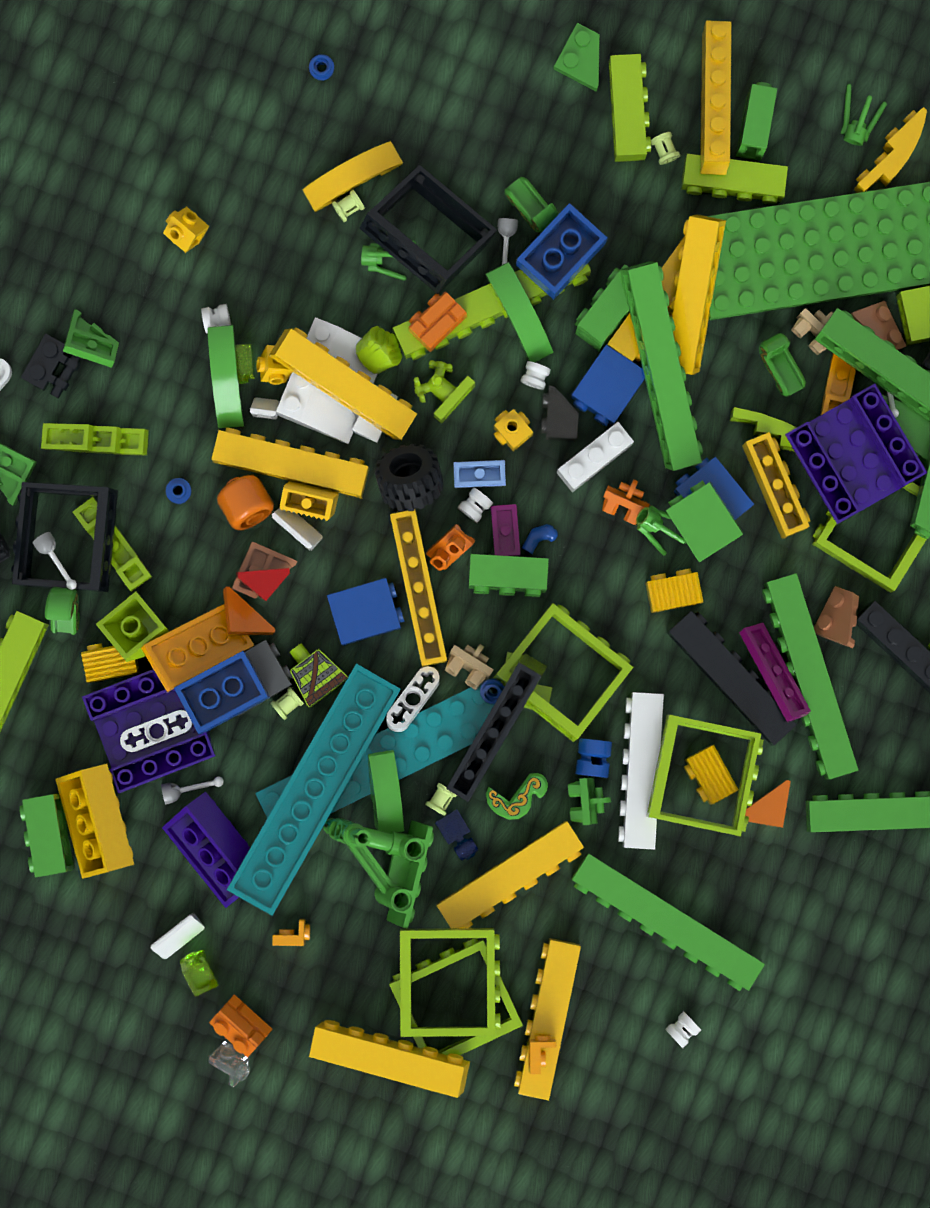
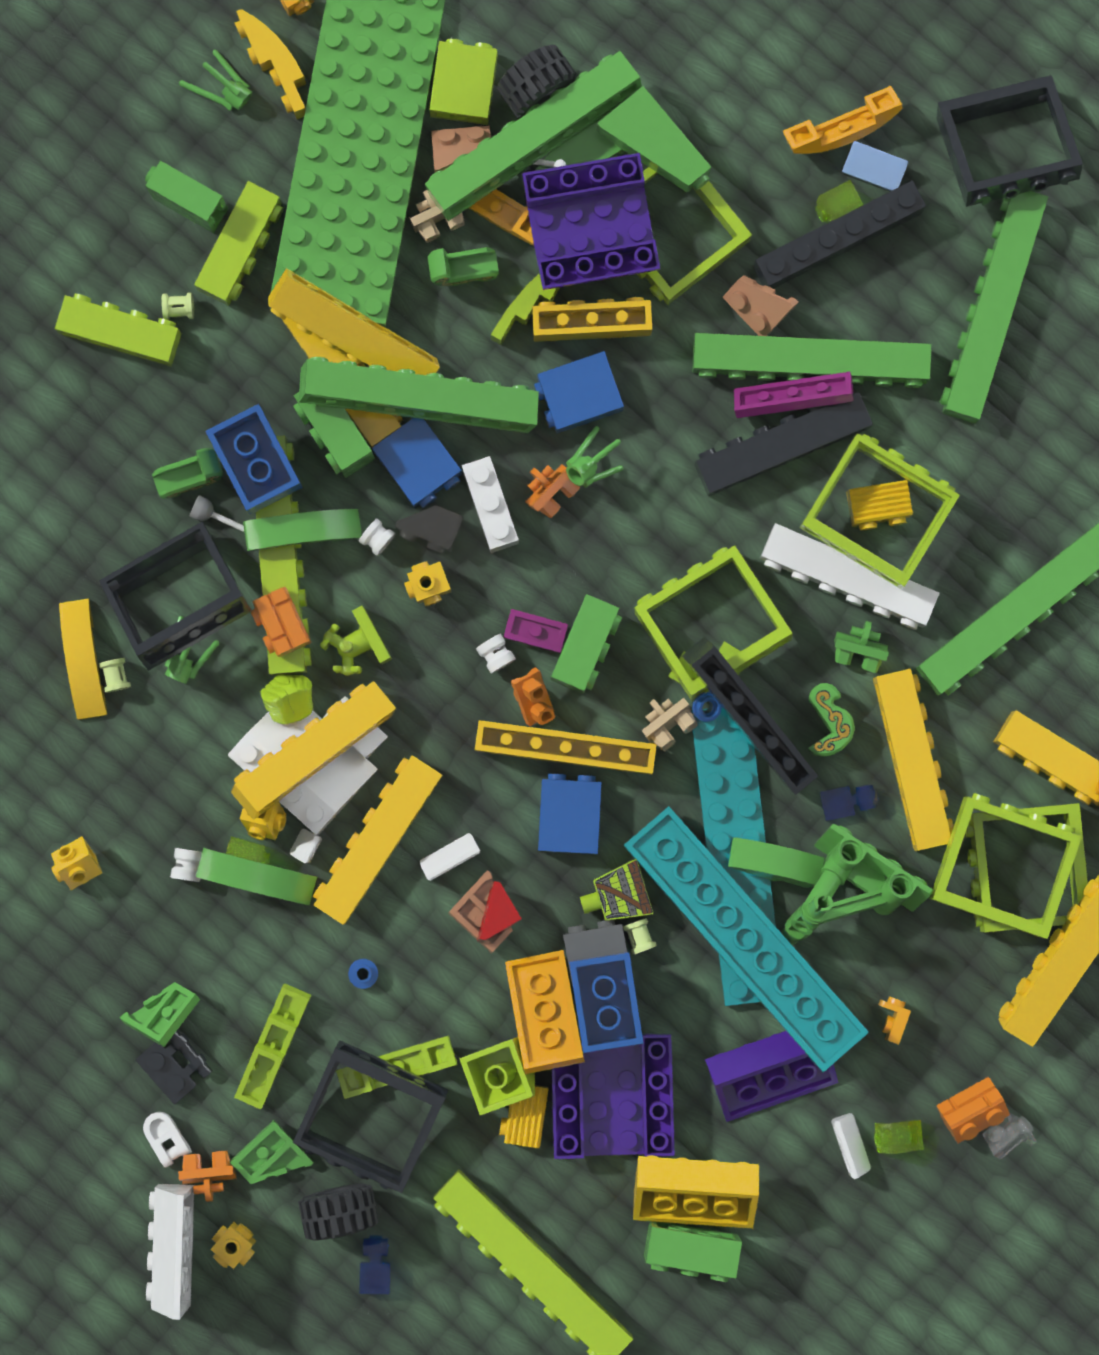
camera: 70 degrees left, 0 degrees up
(46, 544) = (373, 1139): hinge -> none
(63, 610) = (451, 1146): bright green animal -> none
(141, 743) = (628, 1111): white beam -> none
(172, 792) = (692, 1096): hinge -> none
(242, 618) = (527, 952): orange tile -> none
(245, 502) = (402, 904): orange head -> none
(309, 500) = (426, 833): yellow brick -> none
(396, 709) = (665, 784): white beam -> none
(409, 477) = (424, 718): black tyre -> none
(441, 799) = (803, 805): yellowish green bush -> none
(479, 474) = (463, 636): light blue slope -> none
(538, 534) = (552, 596): blue arm -> none
(581, 57) = (43, 361): bright green wing -> none
(593, 748) = (806, 621): blue wheel -> none
(674, 591) = (667, 472): yellow brick -> none
(704, 520) = (604, 411): bright green brick -> none
(716, 97) = (144, 230): yellow brick -> none
(771, 807) = (936, 451): orange tile -> none

